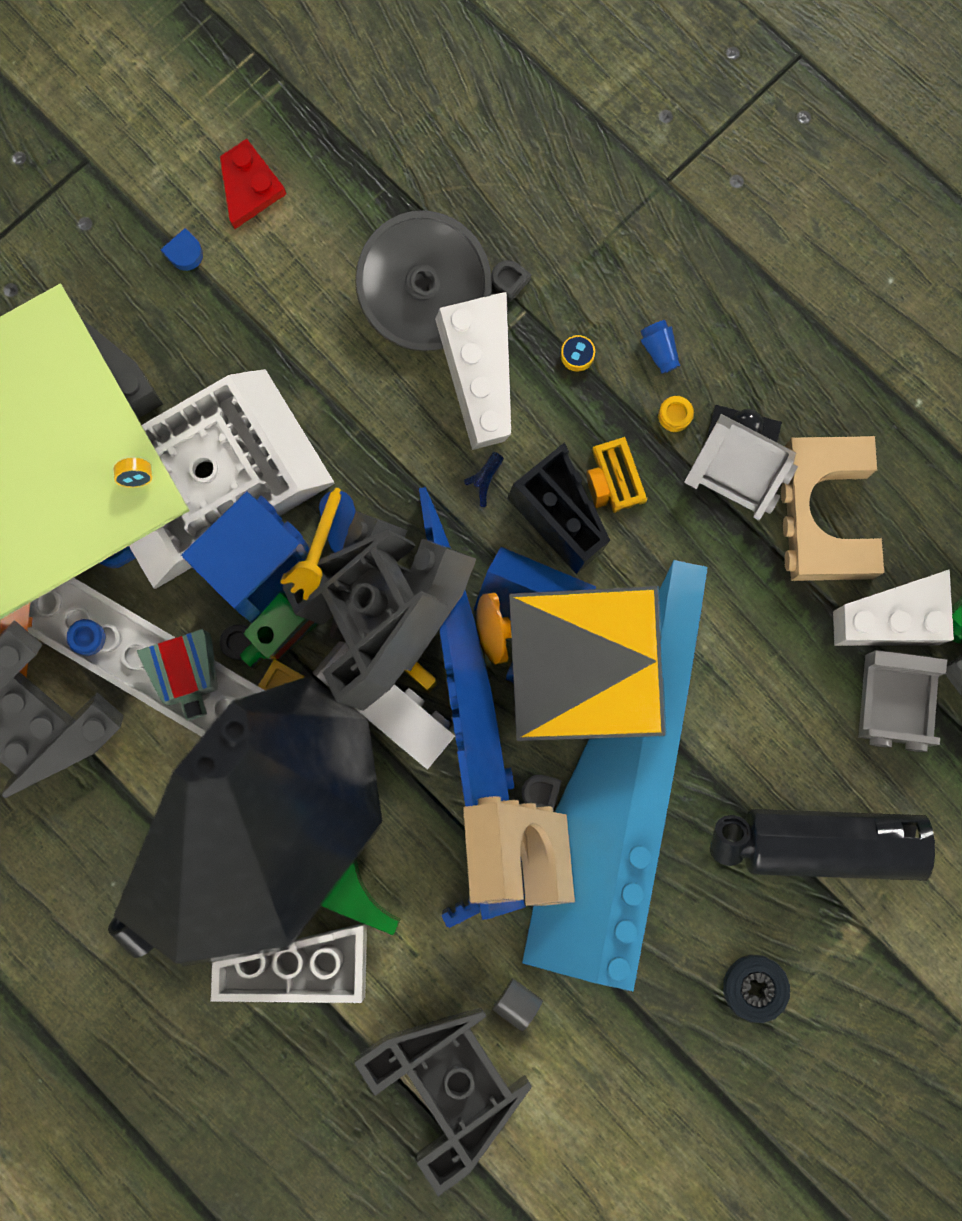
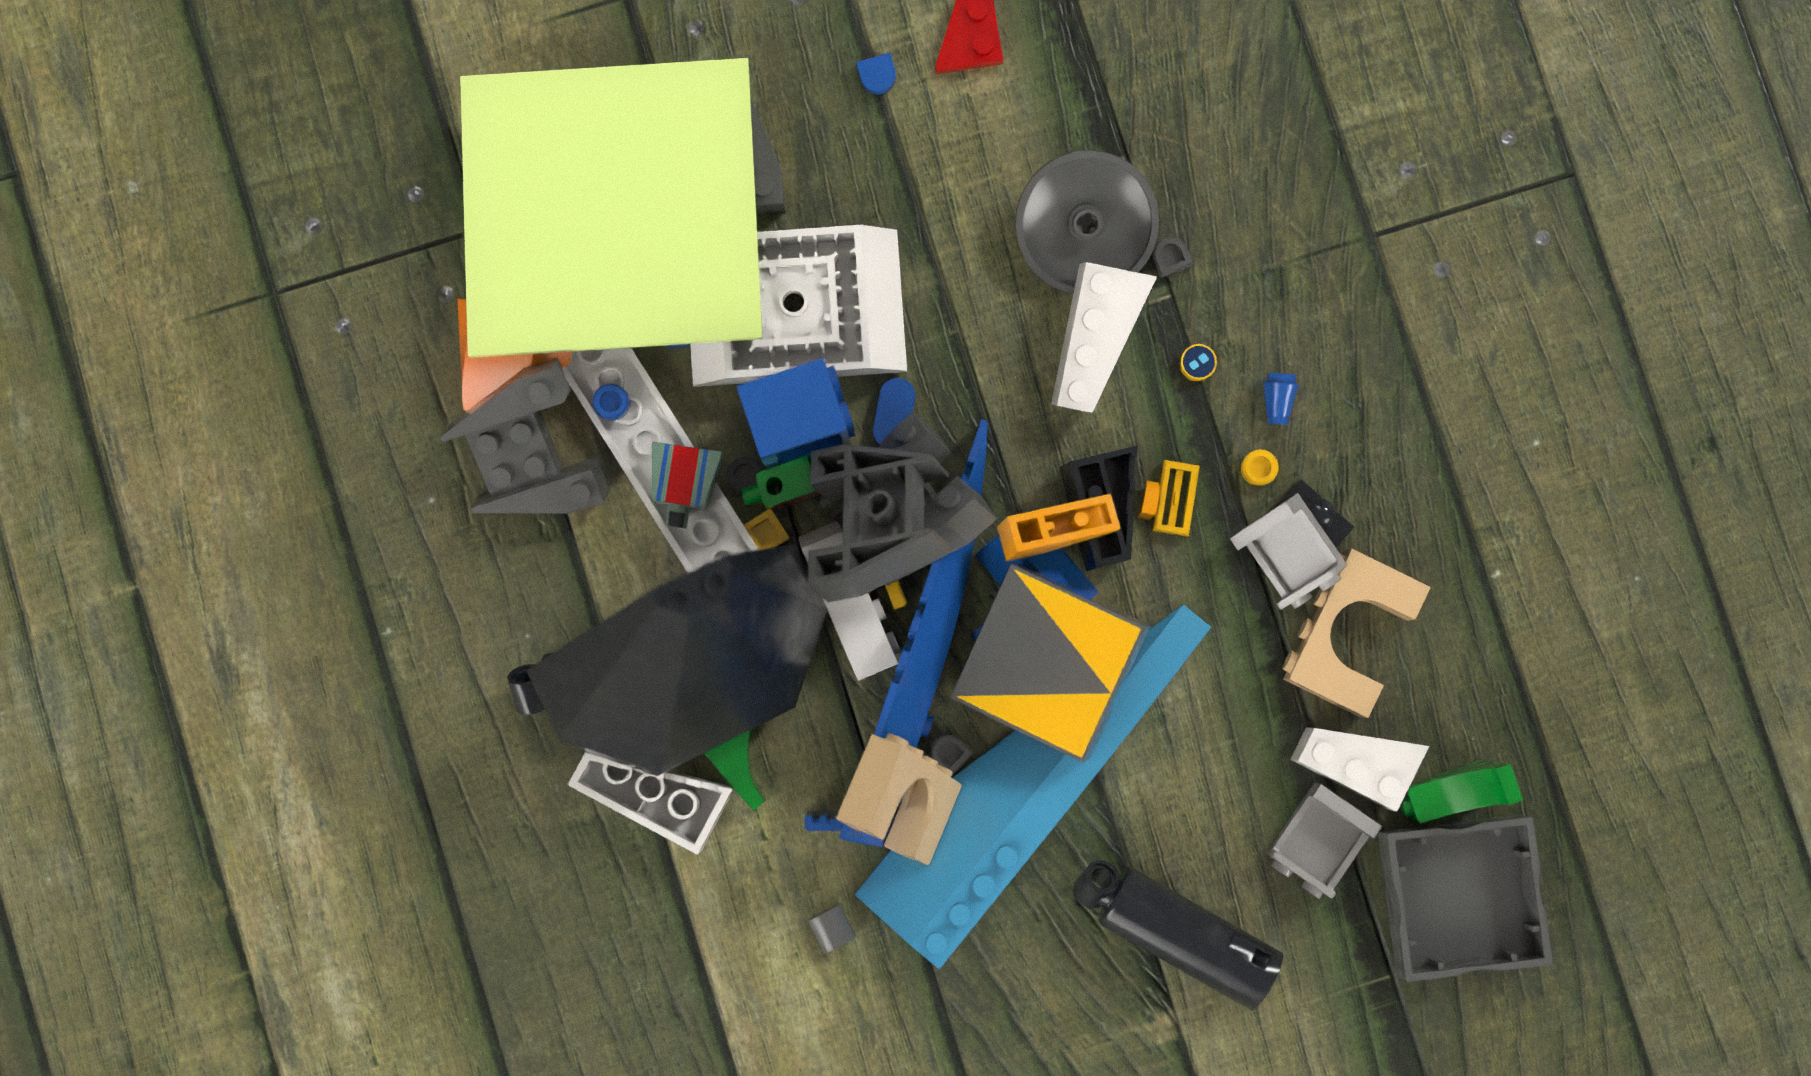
camera: 30 degrees right, 5 degrees up
(132, 472) = (729, 280): tile -> none
(307, 573) = (839, 456): yellow piece -> none
(456, 1086) = (743, 967): dark grey wedge -> none
(483, 477) = (1049, 436): clear blue bar -> none
(492, 628) = (982, 584): light orange dish -> none
(531, 543) = (1057, 527): none -> light orange slope
(775, 992) = (1064, 1038): black bush -> none

